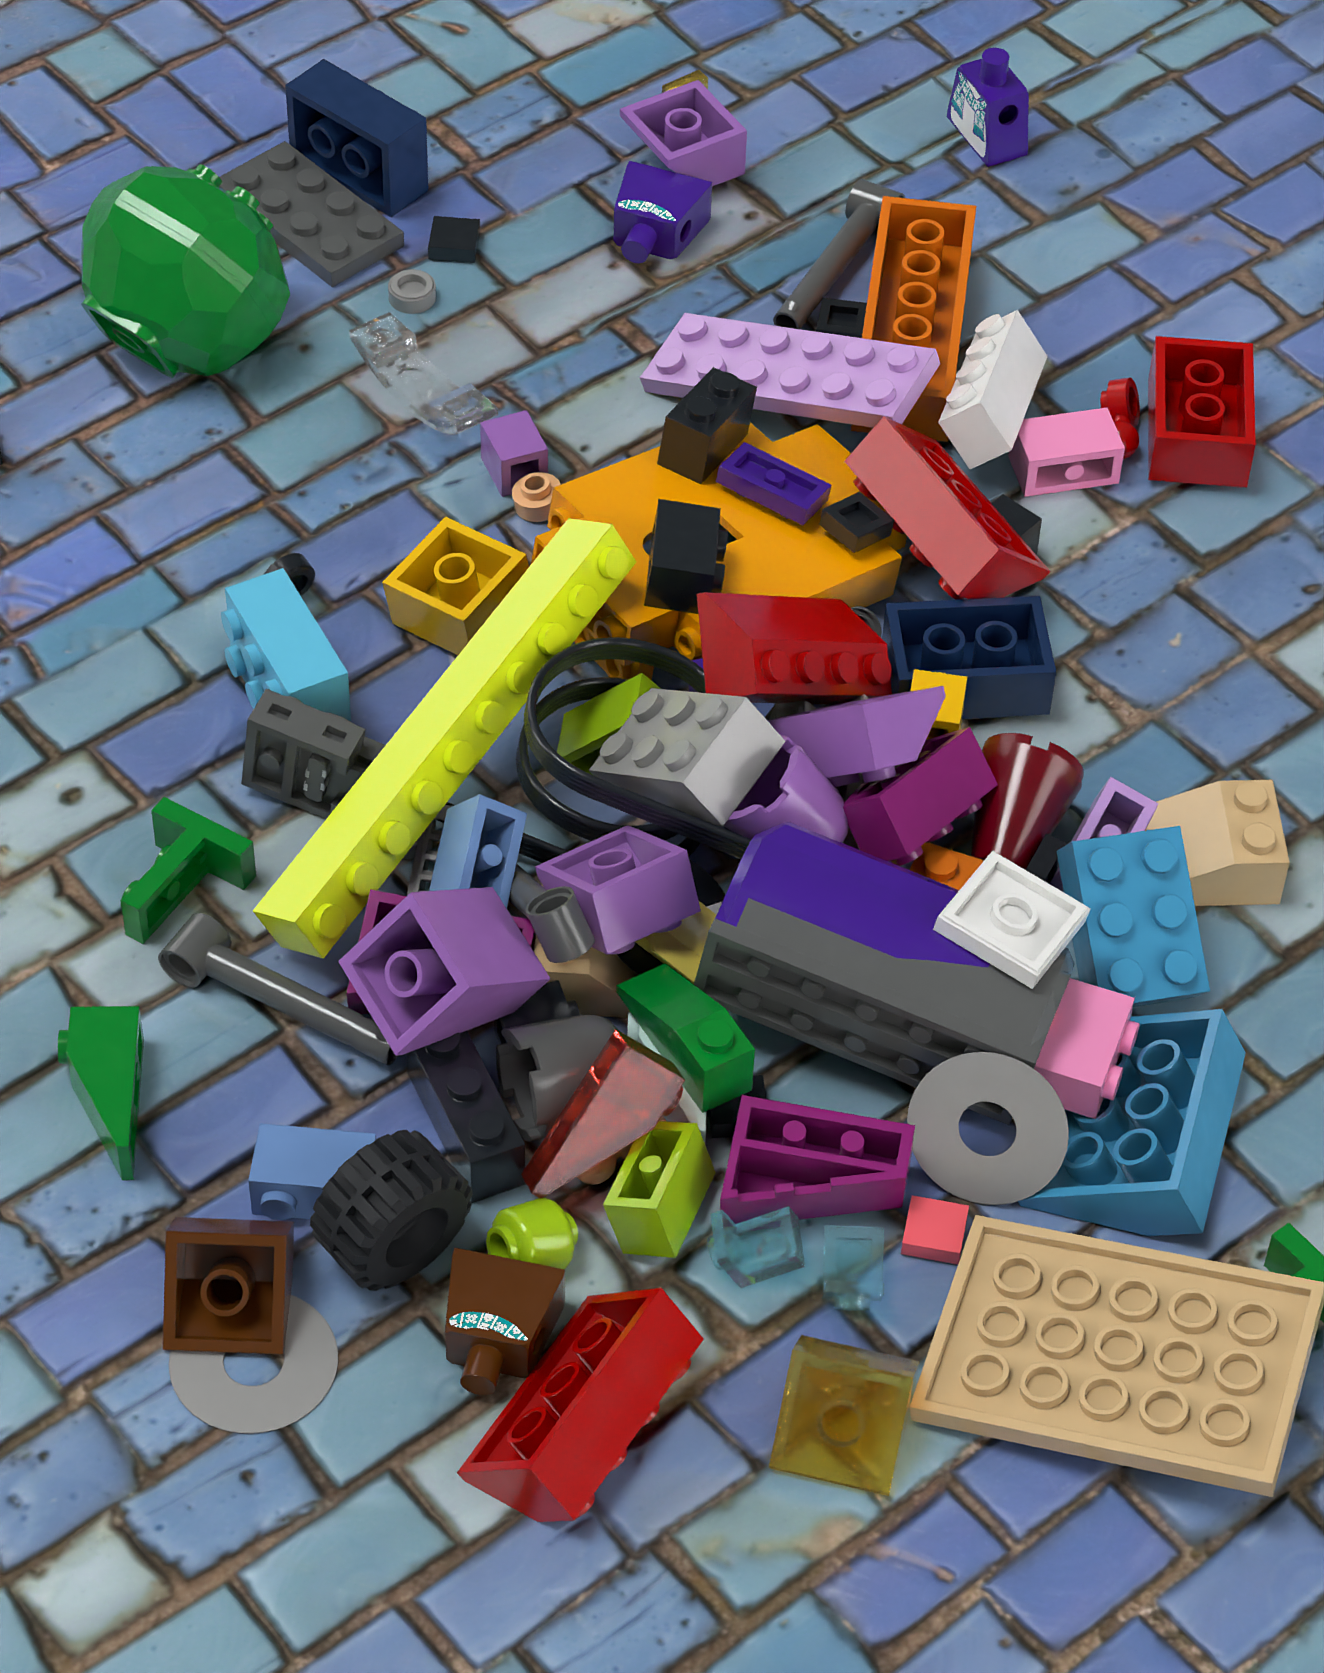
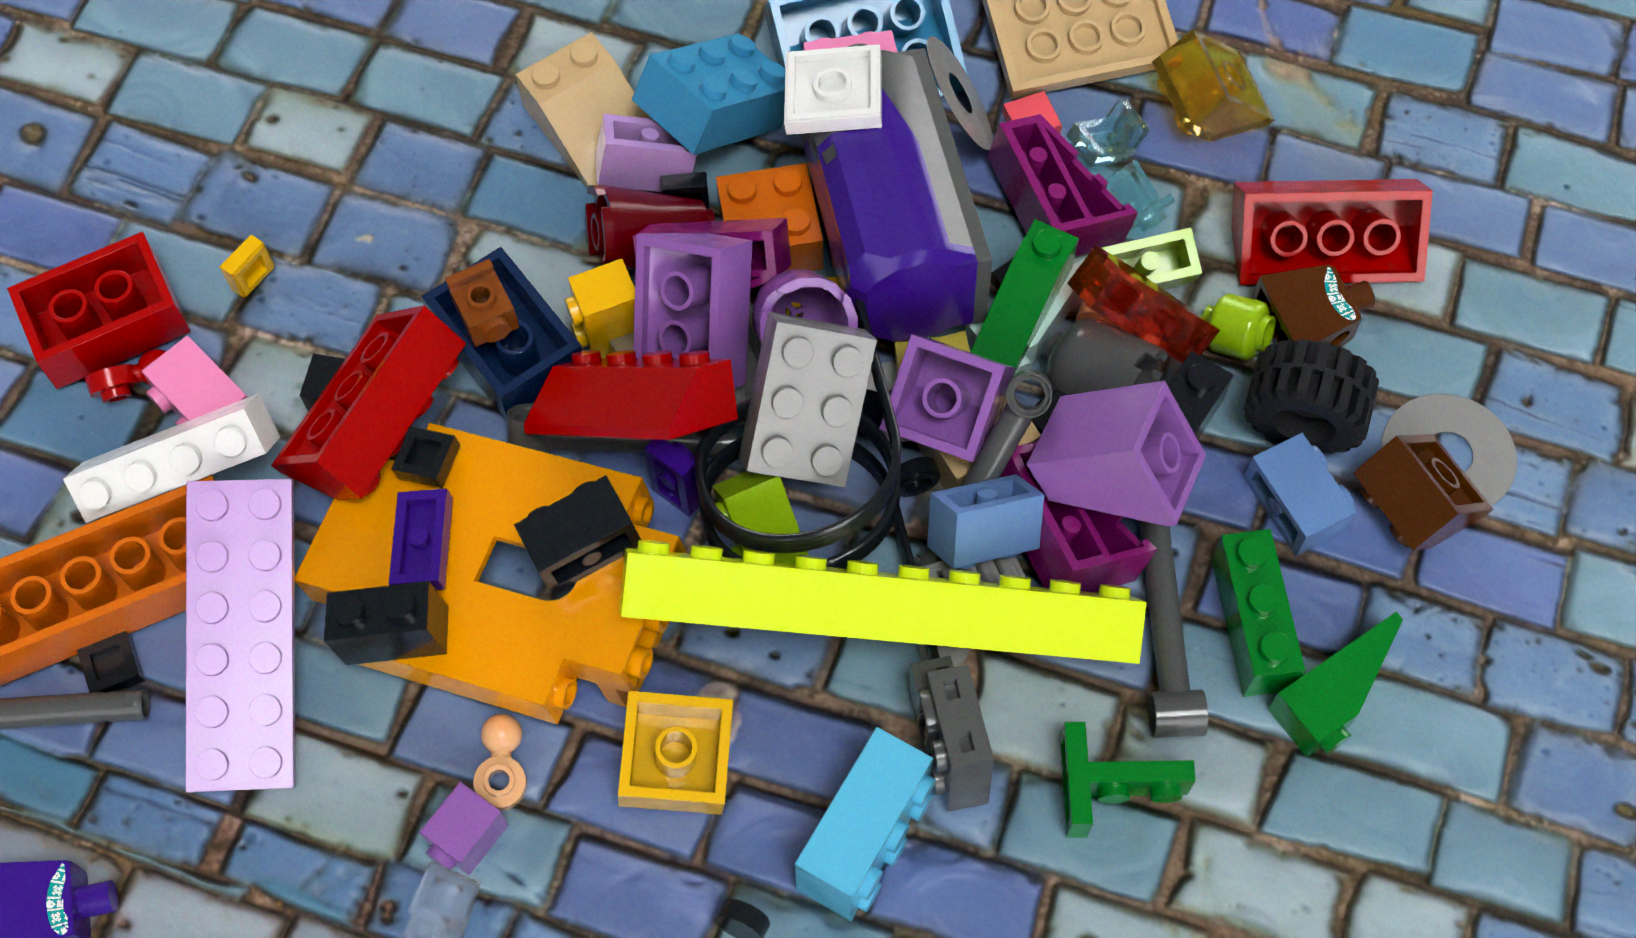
camera: 120 degrees left, 15 degrees up
(229, 1058) = (1257, 612): none -> green brick
(984, 614) = (482, 303): none -> dark orange brick
(1188, 530) = (247, 266): none -> yellow tile

